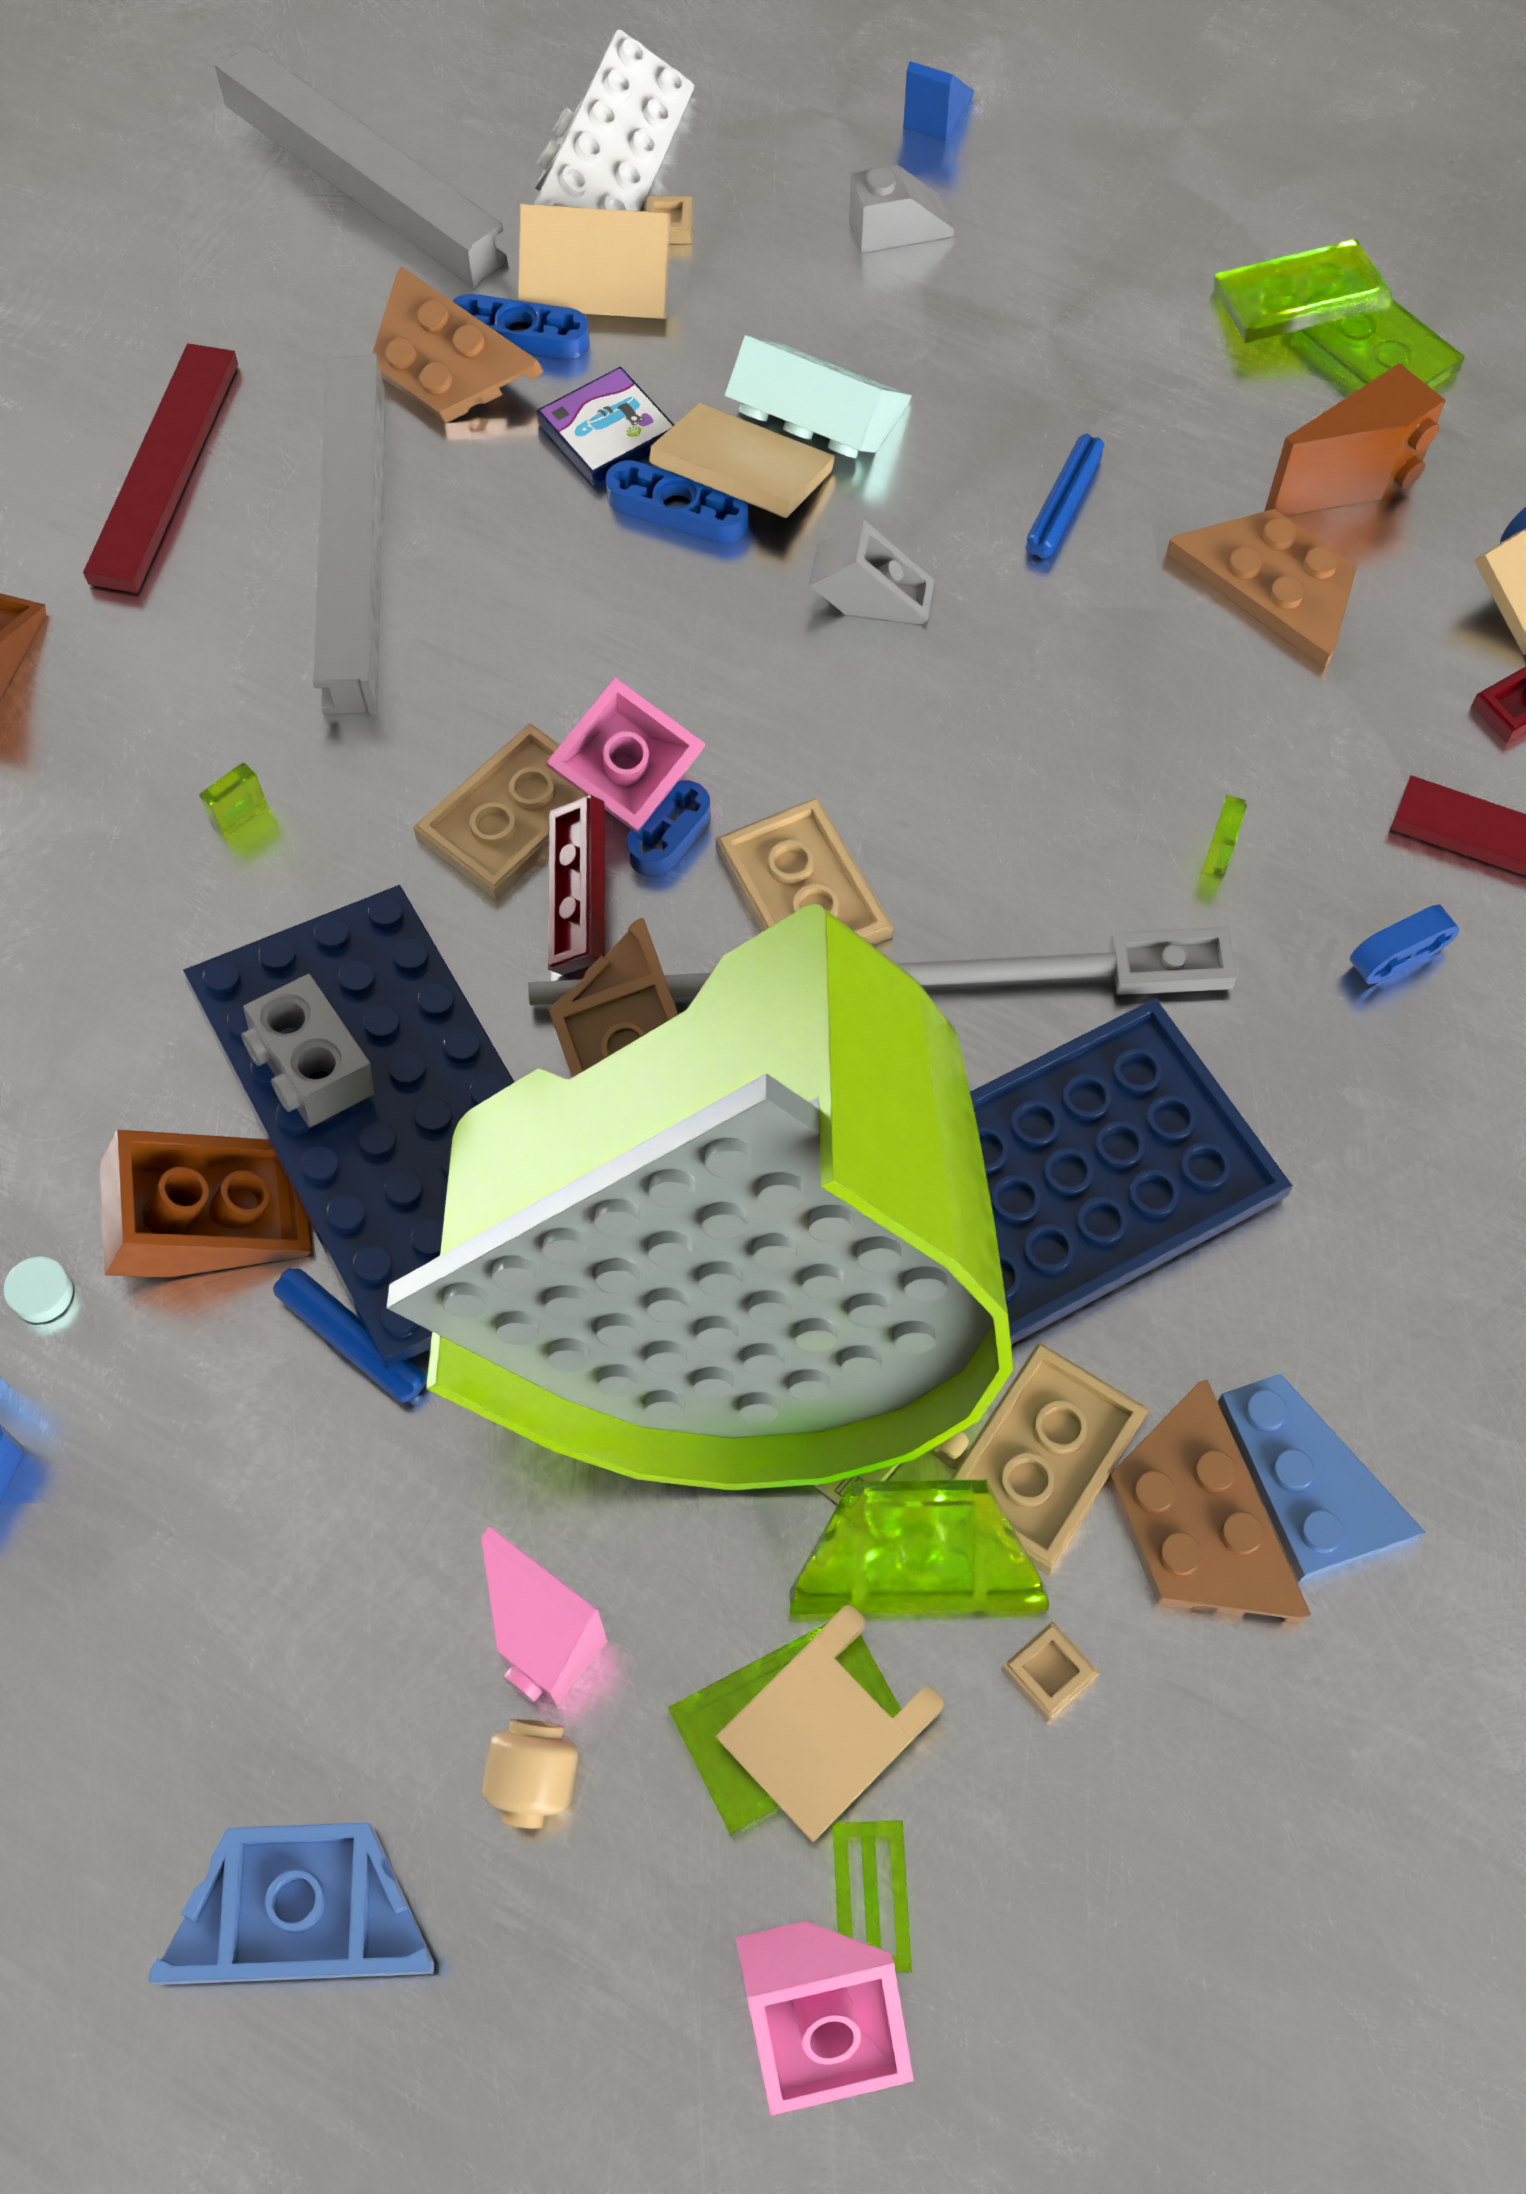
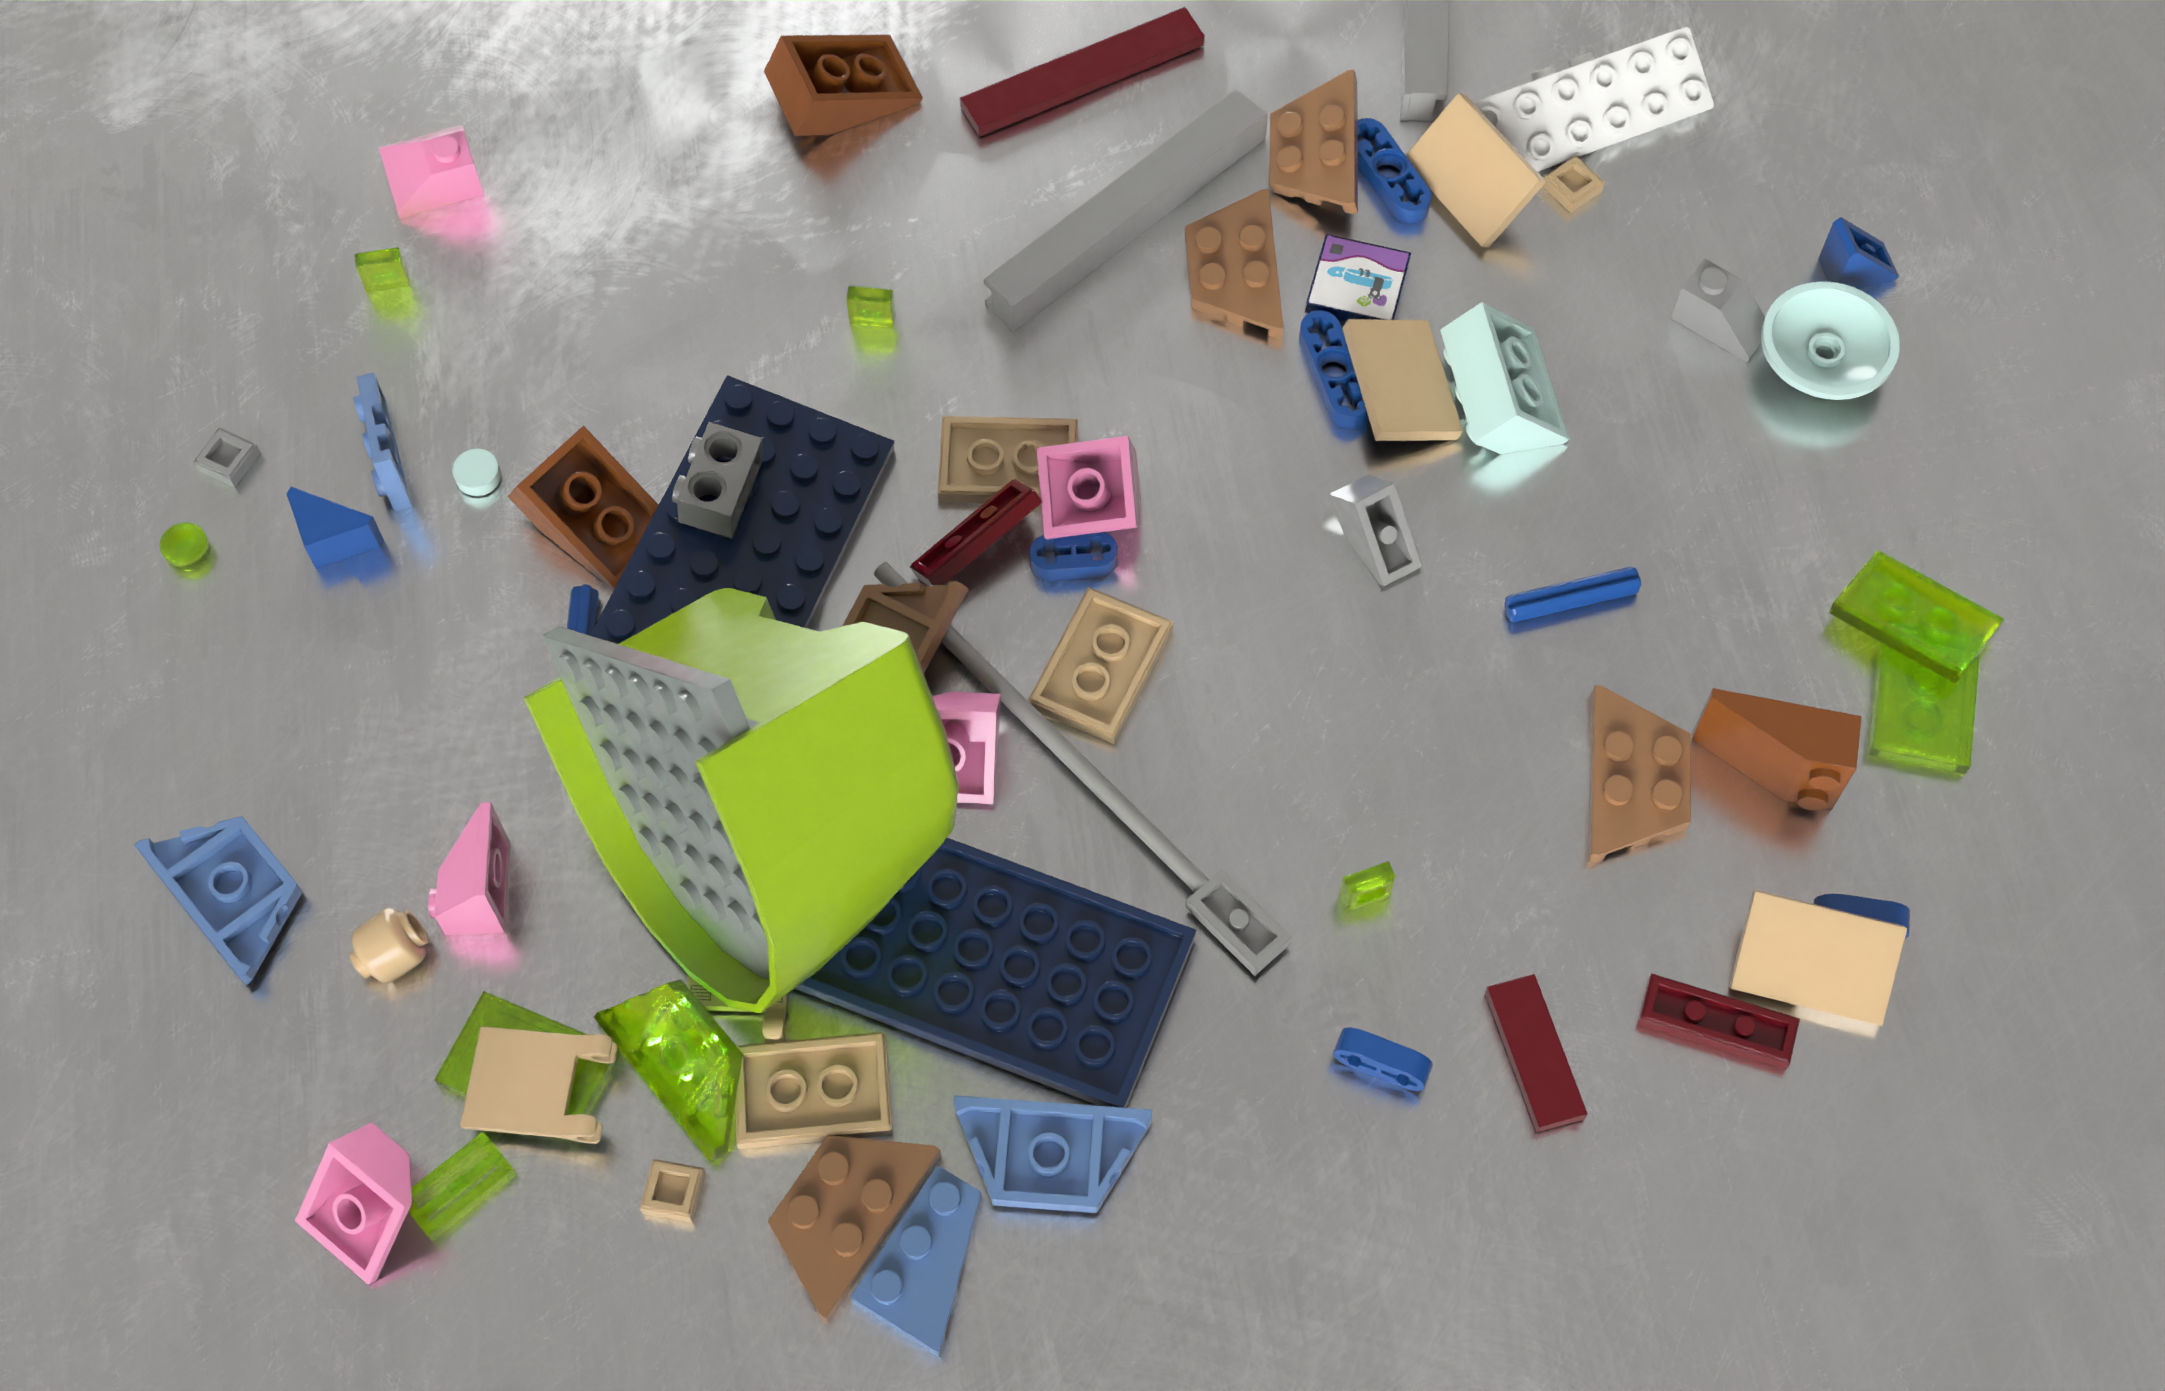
camera: 50 degrees right, 0 degrees up
(494, 497) = (1236, 264): none -> medium nougat wing
(1004, 159) = (1833, 323): none -> light aqua dish
(1281, 1285) = (1049, 1151): none -> medium blue wing

